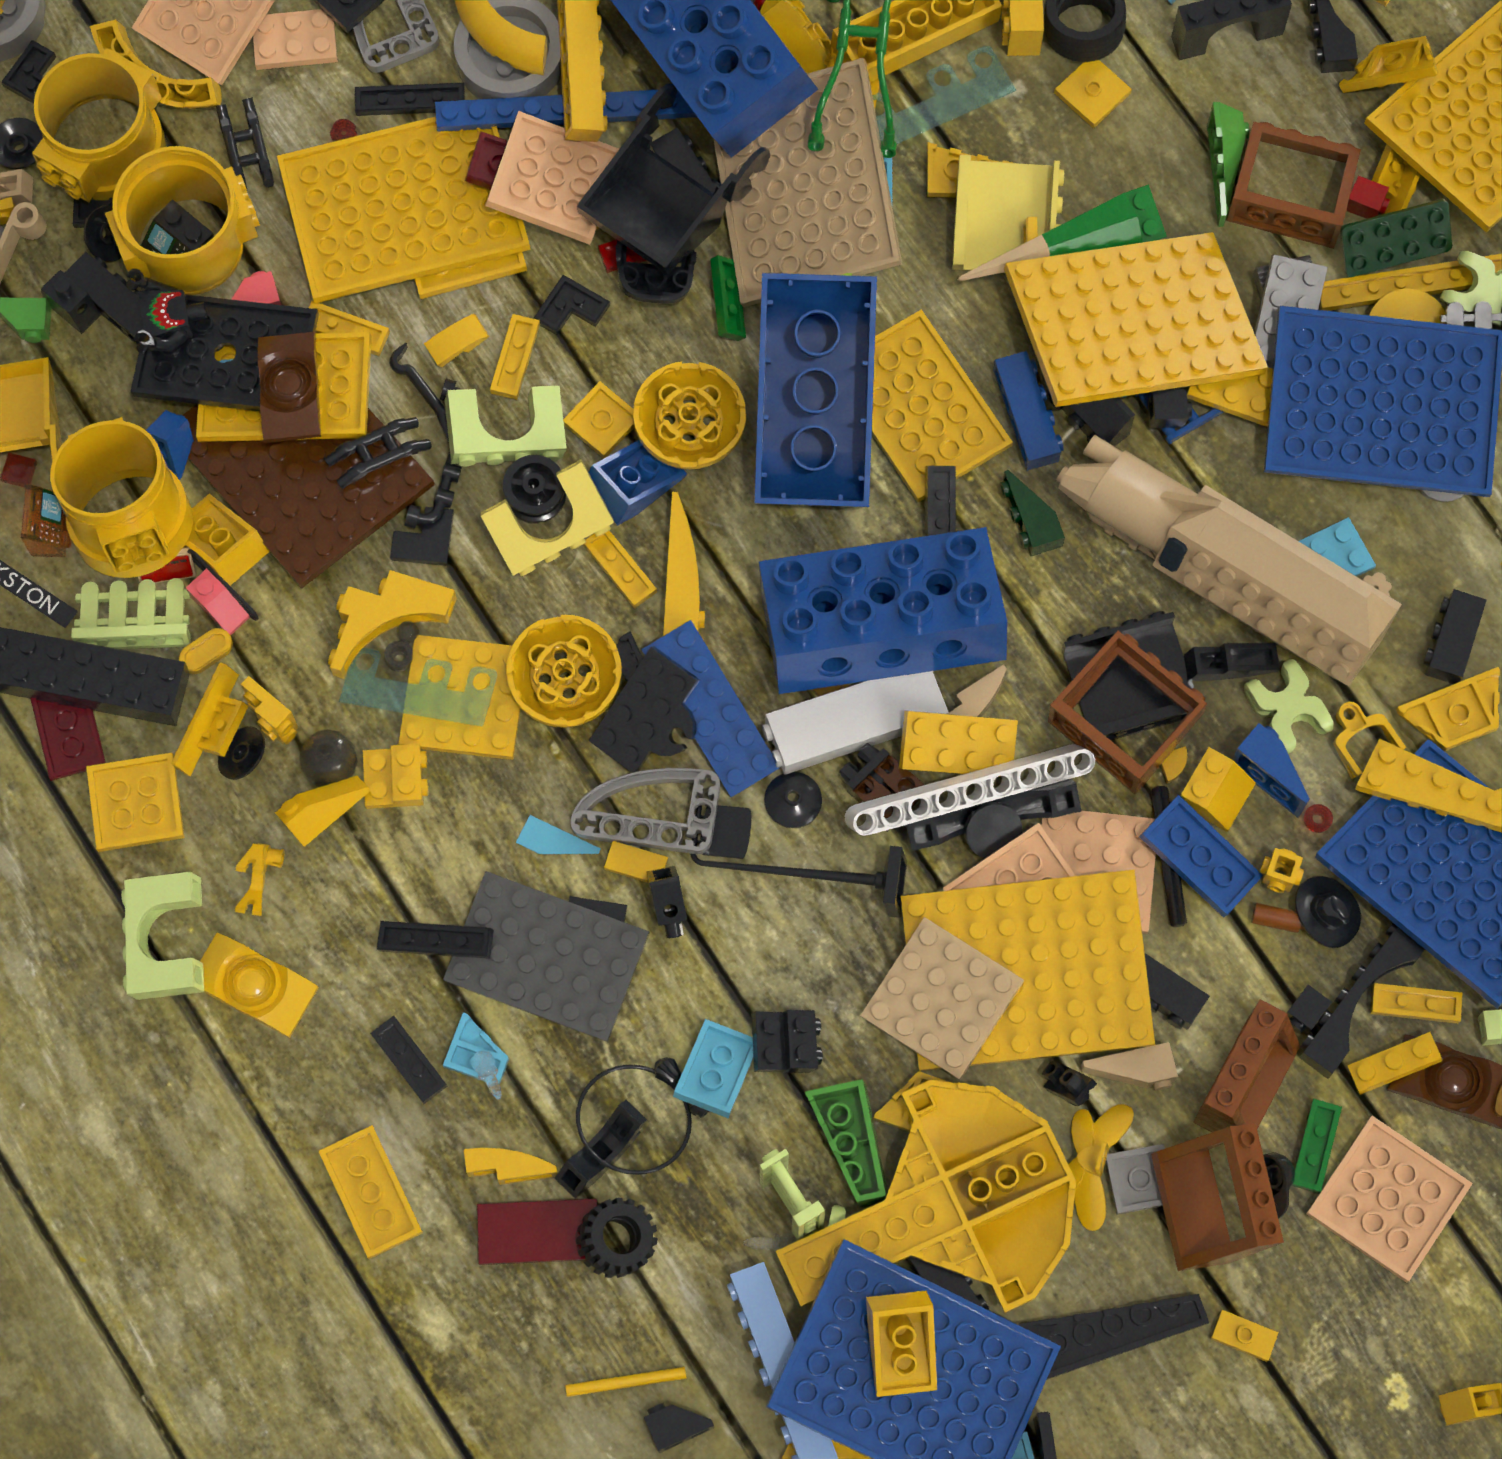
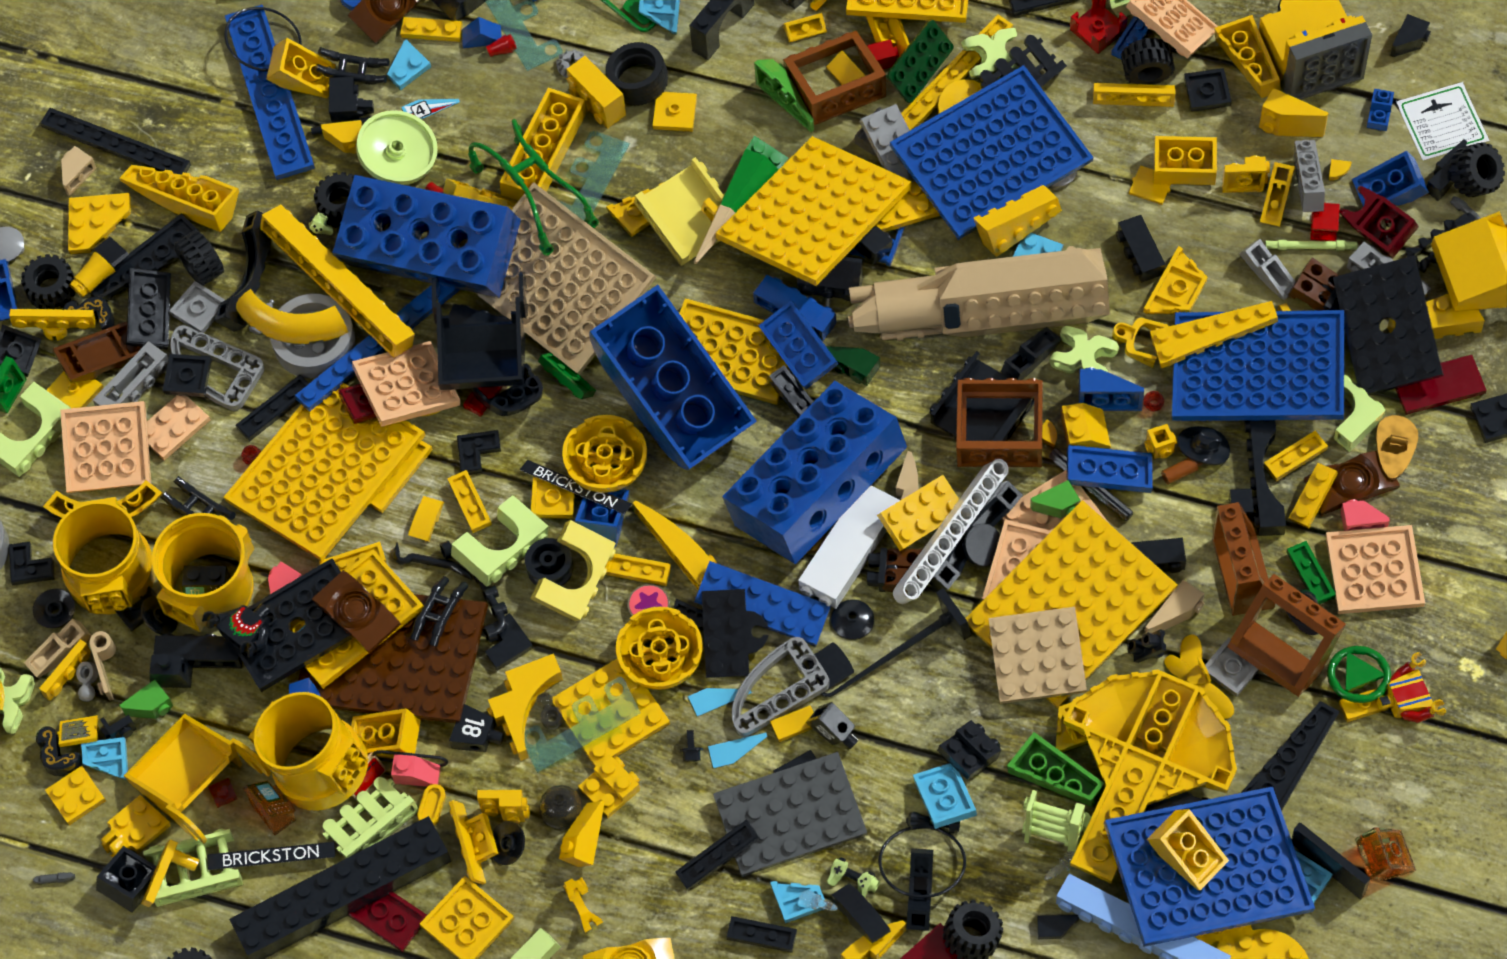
camera: 35 degrees left, 10 degrees down
(311, 608) = (474, 731): none -> black torso
(507, 807) = (691, 753): none -> black piece
(520, 1123) = (860, 913): none -> black slope
(559, 1092) = (866, 881): none -> yellowish green piece
(576, 766) = (711, 699): none -> medium azure sticker
(604, 608) = (647, 597): none -> tile
(623, 411) = (569, 484): none -> black sticker
(709, 1300) = (1055, 925): none -> black tile
(990, 455) = (798, 344): none -> blue plate
(1112, 848) = (1056, 501): none -> bright green slope
(1266, 1300) = (1359, 674): none -> green piece
(1299, 1367) = (1409, 695): none -> torso
(1313, 102) = (805, 27): none -> yellow slope
(1313, 184) = (844, 69): none -> yellow slope
(1347, 499) = (1017, 219): none -> yellow wedge
(1426, 1130) = (1361, 515): none -> coral slope

